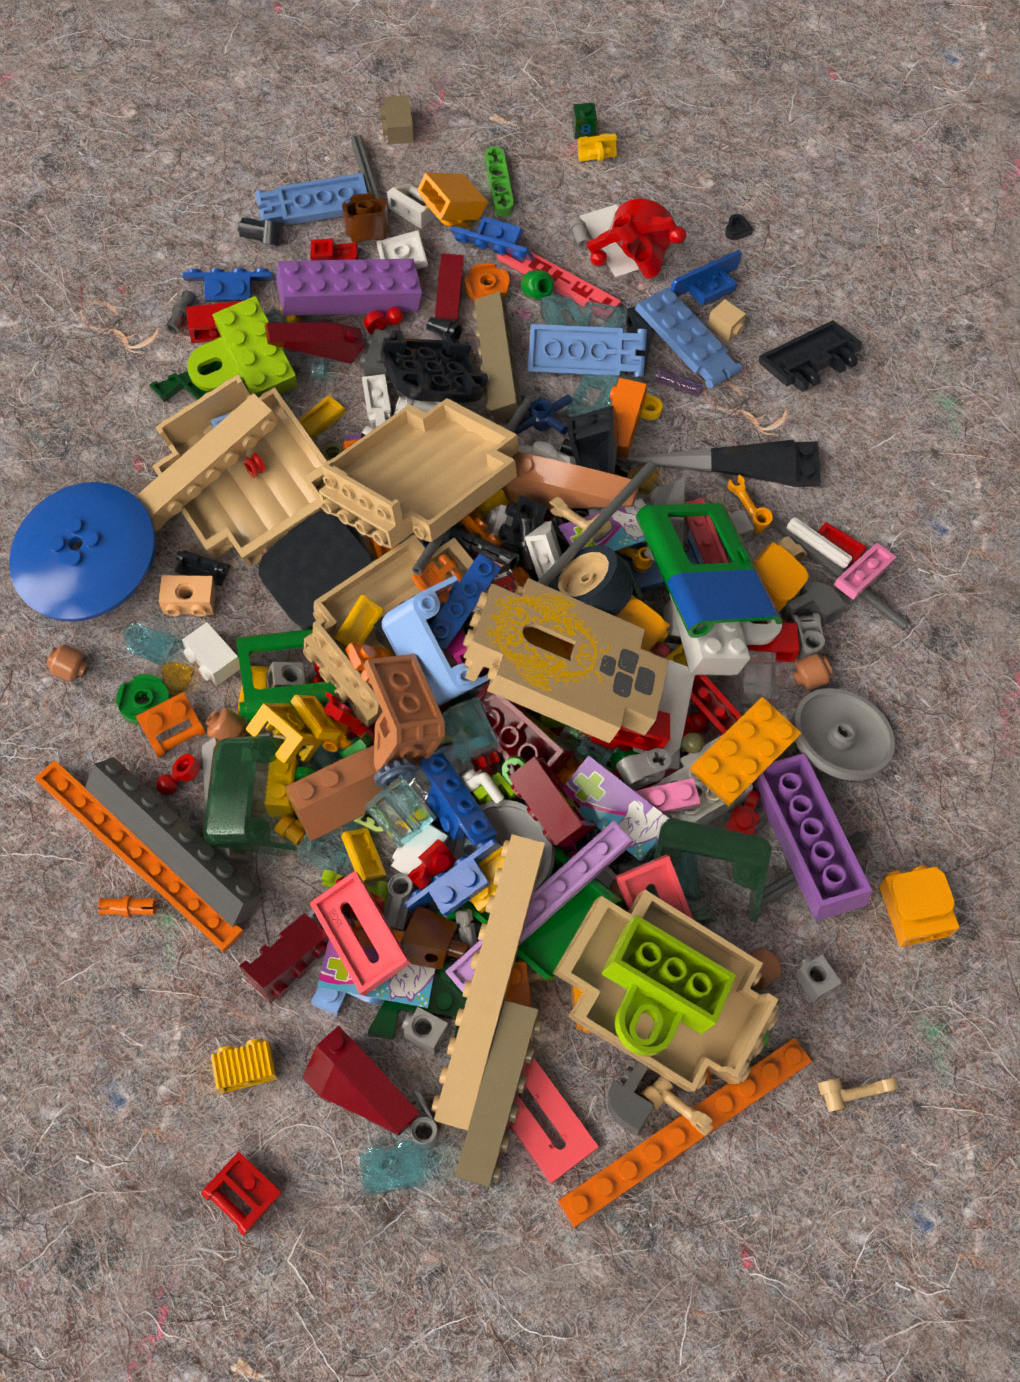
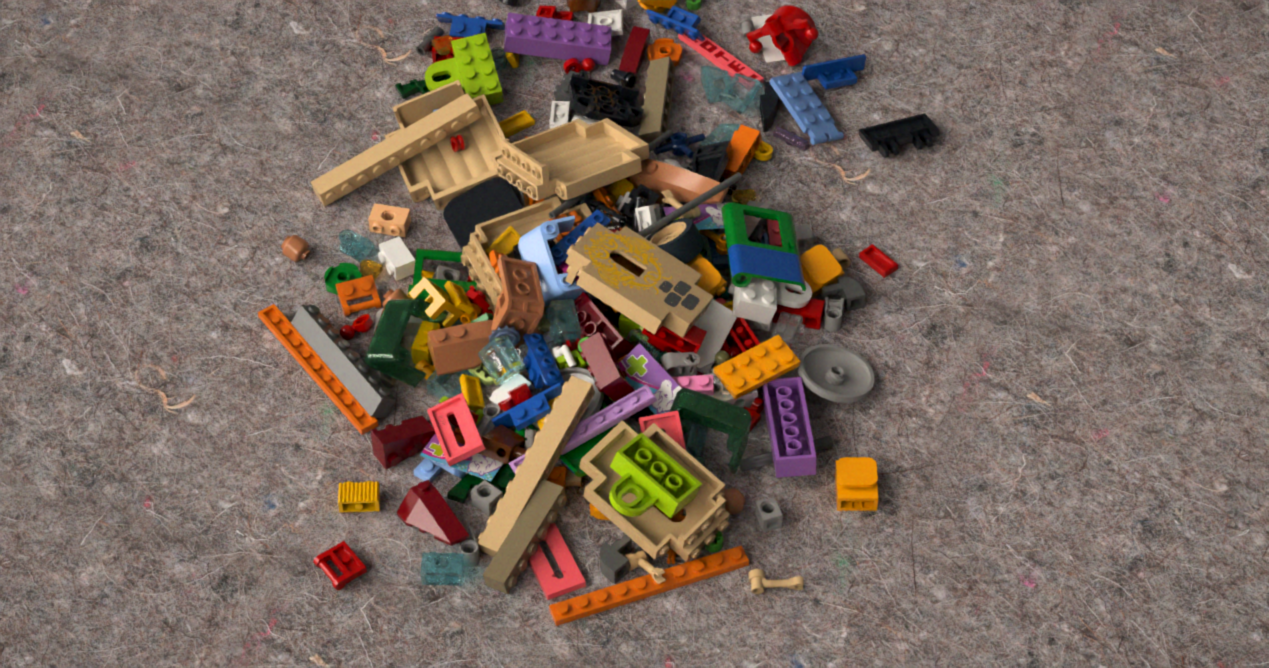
camera: 15 degrees right, 15 degrees down
(98, 575) = (324, 197): blue dish -> none
(127, 906) = (303, 396): orange pin -> none
(197, 565) = (398, 200): black hinge -> none
(201, 318) = (443, 44): none -> clear yellow tile
(317, 338) = (530, 71): dark red wedge -> none
(318, 370) = (521, 92): clear light blue bush -> none
(537, 284) = (706, 54): green head -> none
(585, 350) = (723, 105): medium blue hinge -> none
(726, 320) = (840, 101): tan brick -> none
(738, 227) = (872, 41): black tile -> none
(762, 516) = (822, 232): light orange brick -> none
(777, 461) = (846, 200): black plate -> none
(812, 672) = (828, 333): nougat head -> none
(819, 543) = (861, 255): white axle -> none
(826, 563) = (856, 262): dark grey piece -> none
(865, 571) = (889, 277): bright pink plate -> none

